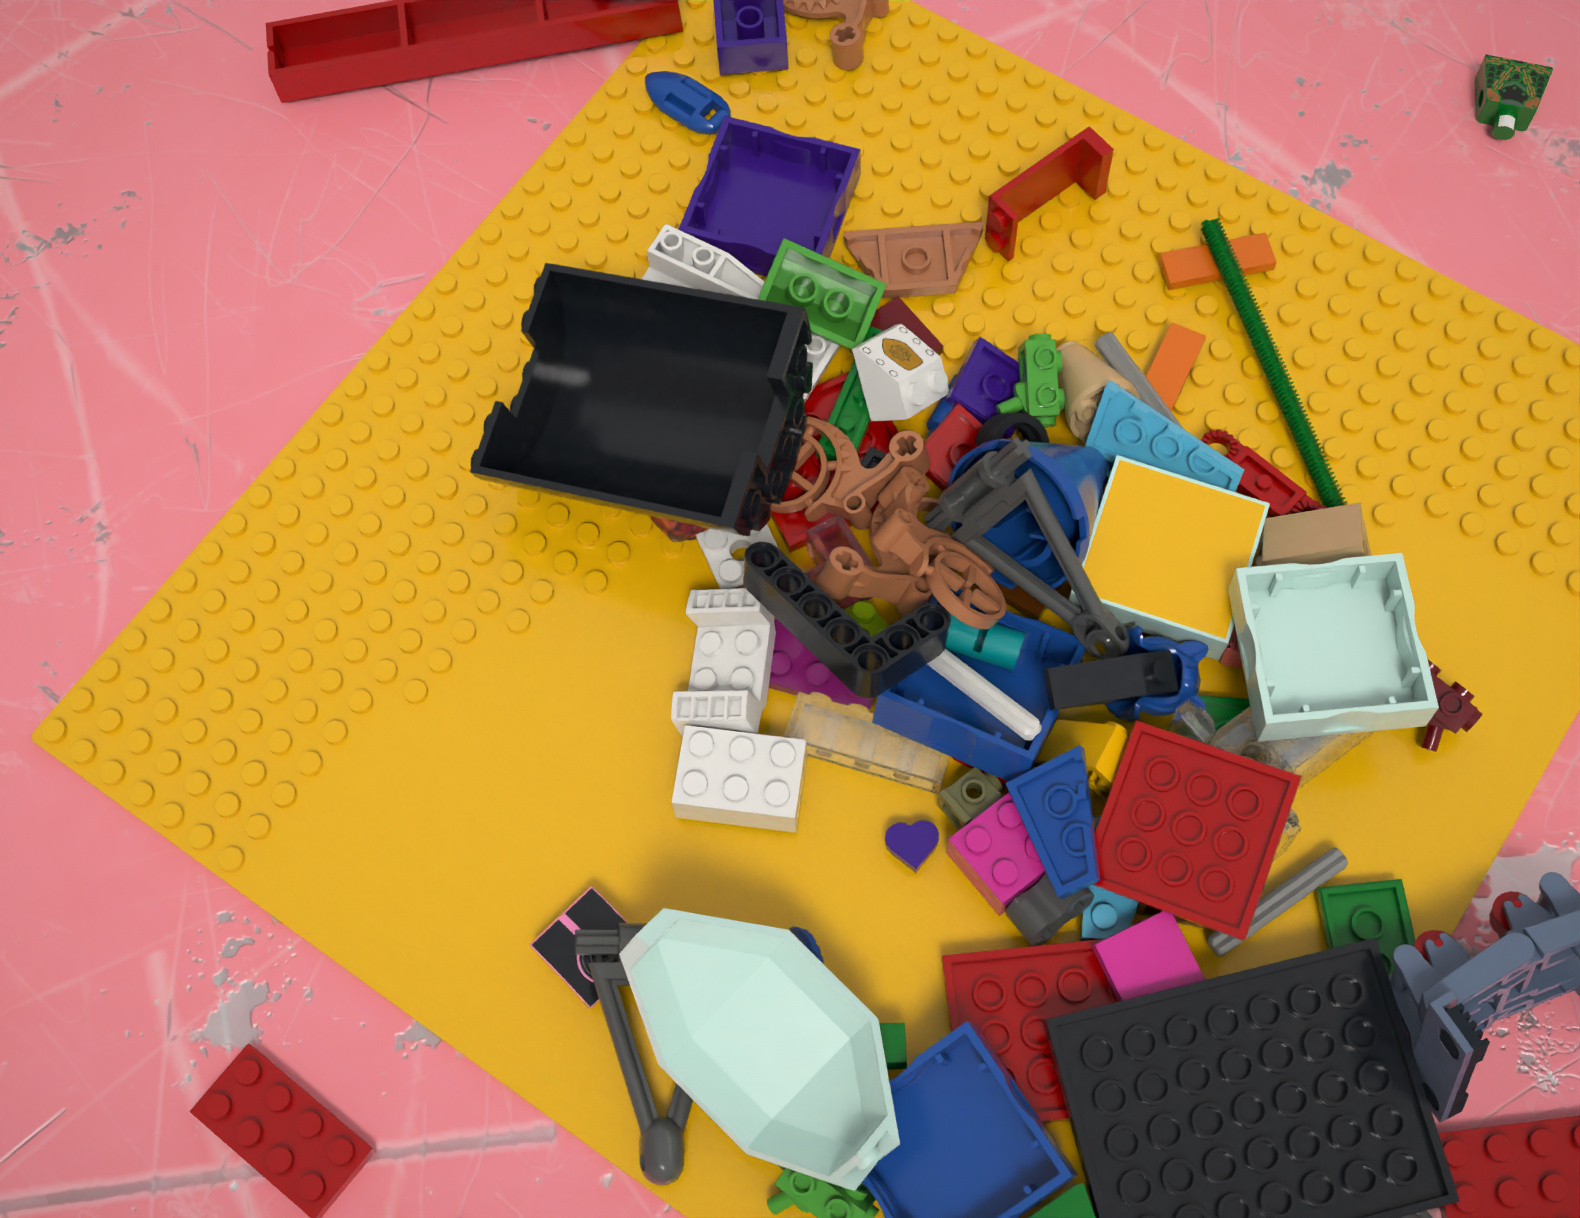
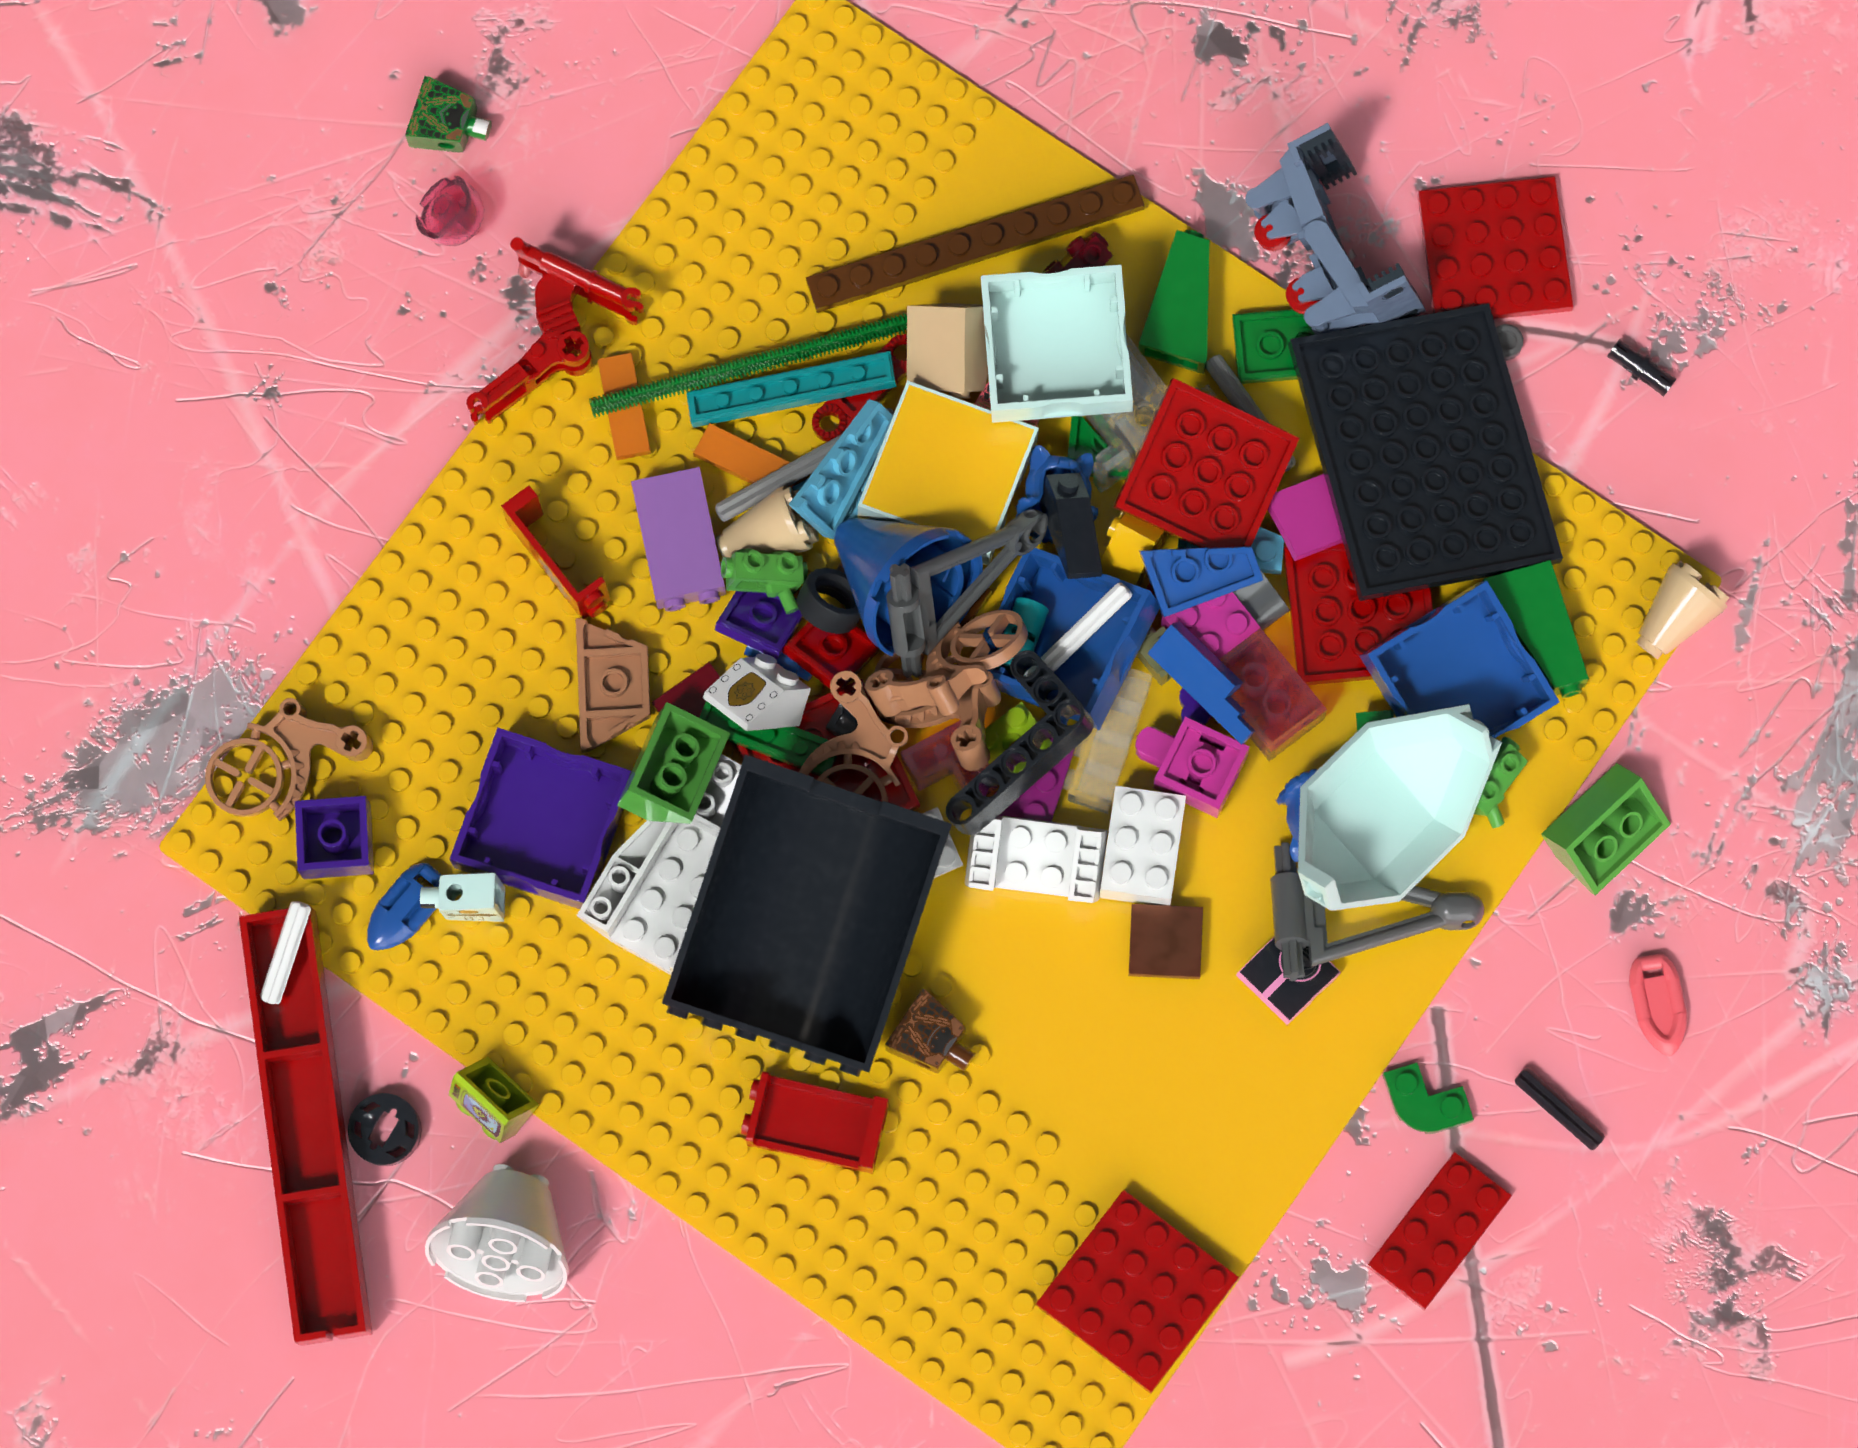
camera: 90 degrees left, 10 degrees up
(241, 785) = (1137, 1291): none -> red plate
(355, 181) = (502, 1239): none -> white cone
(425, 1112) = (1425, 1112): none -> green plate
(439, 480) = (815, 1123): none -> red panel
(469, 117) = (397, 1138): none -> black piece
(488, 170) = (492, 1099): none -> lime slope
(534, 563) = (930, 1036): none -> torso
(633, 810) = (1165, 941): none -> copper tile
(687, 126) = (480, 900): none -> light aqua torso
(839, 832) = (1192, 765): none -> dark pink brick
(923, 912) = (1272, 694): none -> clear pink brick
(935, 831) = (1202, 677): none -> blue piece
(1076, 304) = (678, 539): none -> medium lavender panel
(1253, 411) = (791, 389): none -> teal tile
(1290, 188) = (558, 325): none -> red piece
(1405, 816) = (1179, 312): none -> green slope
(1406, 102) = (451, 212): none -> clear pink cylinder
(1454, 602) = (975, 243): none -> reddish brown plate

